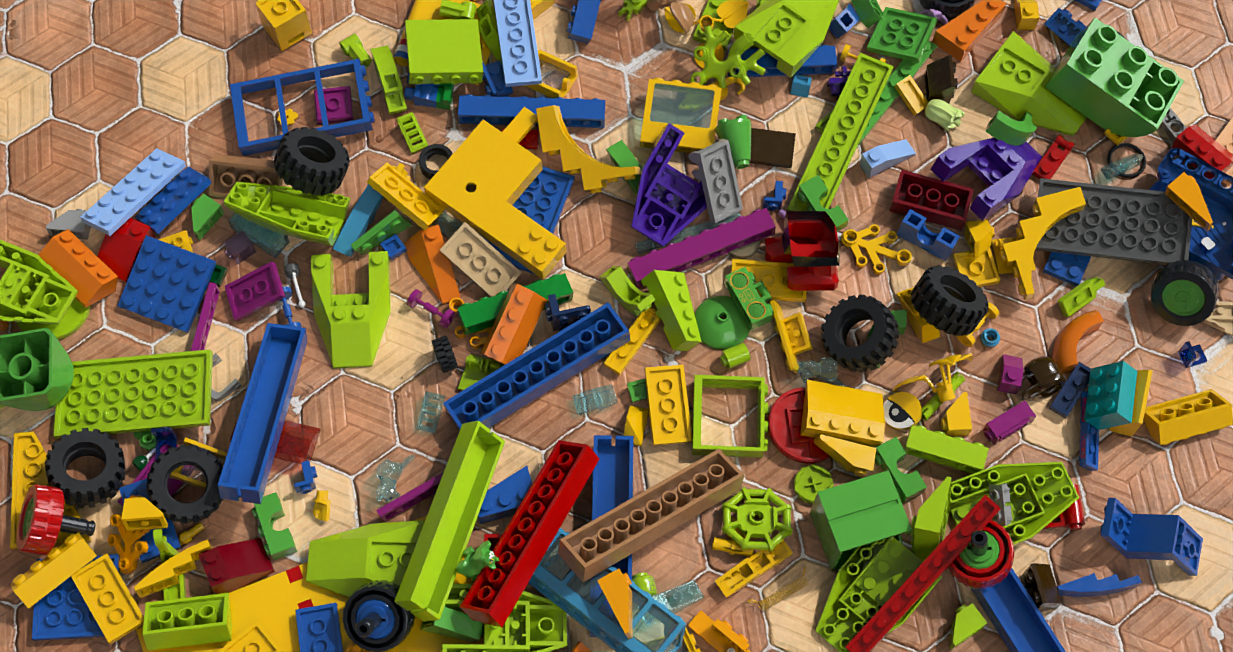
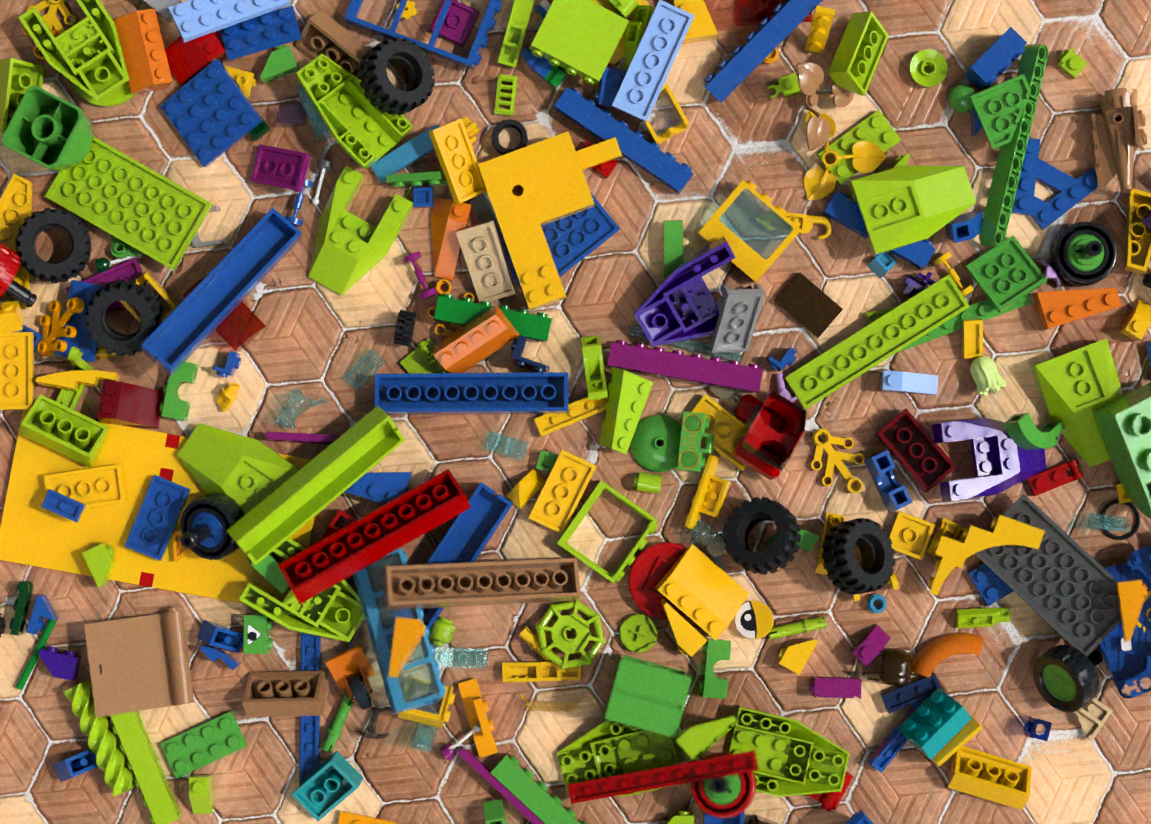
camera: 35 degrees right, 20 degrees up
(142, 515) = (71, 323): yellow slope -> none
(164, 436) = (130, 256): clear blue bracket -> none
(206, 317) = (224, 168): magenta tile -> none
(476, 560) = (314, 535): bright green animal -> none
(557, 140) = (625, 187): yellow arch -> none
(718, 69) = (828, 212): lime plant -> none
(739, 135) = (781, 288): bright green cone -> none
(812, 192) = (813, 380): bright green arch -> none
(940, 79) = (1006, 342): dark brown slope -> none
(943, 388) = (805, 616): yellow plant -> none
(946, 450) = (765, 677): lime brick -> none
(978, 236) = (931, 510): yellow slope -> none
(1000, 494) = (769, 760): light grey hinge -> none

